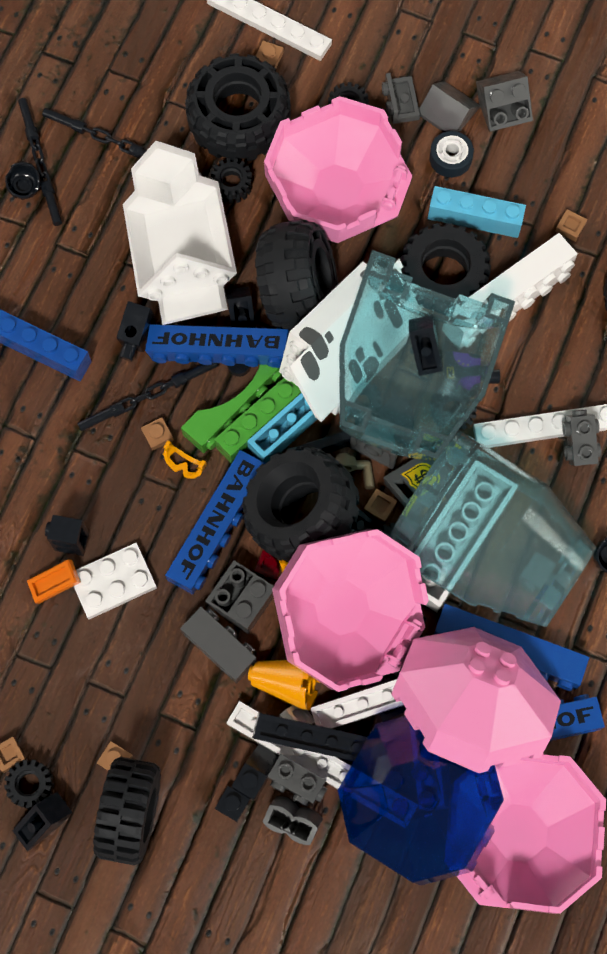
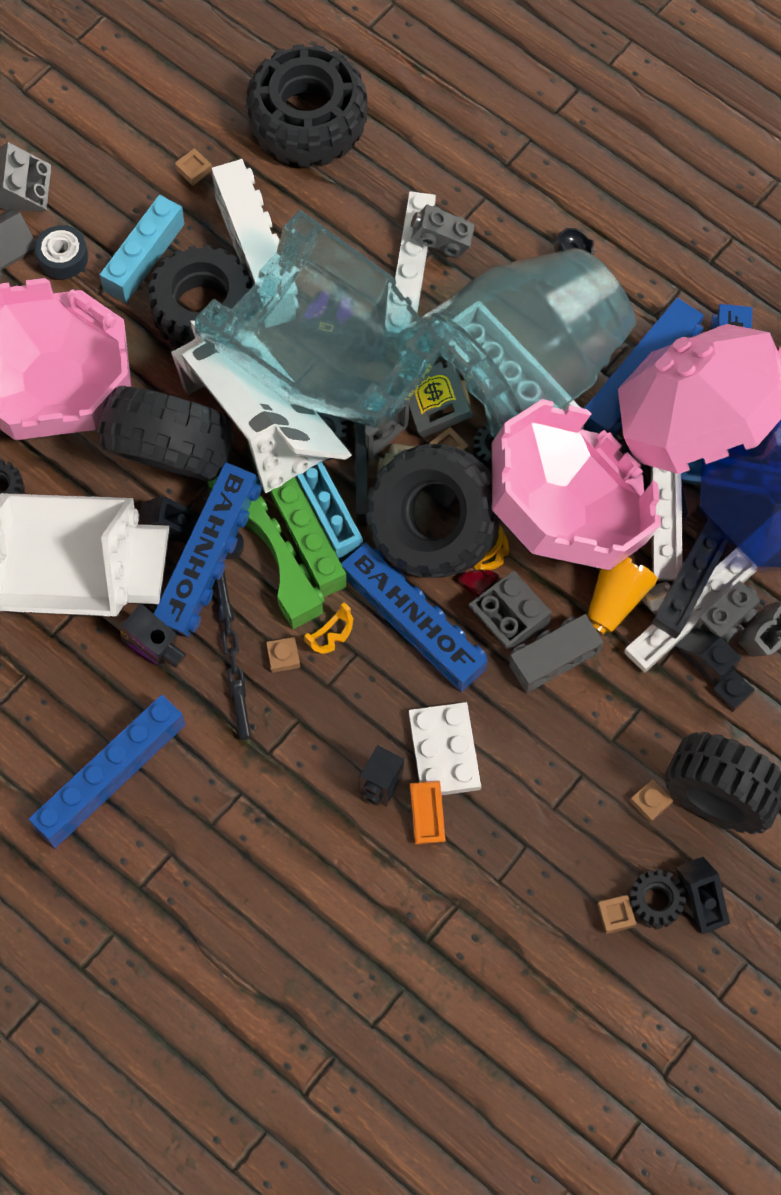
camera: 75 degrees left, 5 degrees down
(425, 345) = (297, 328): black slope -> none

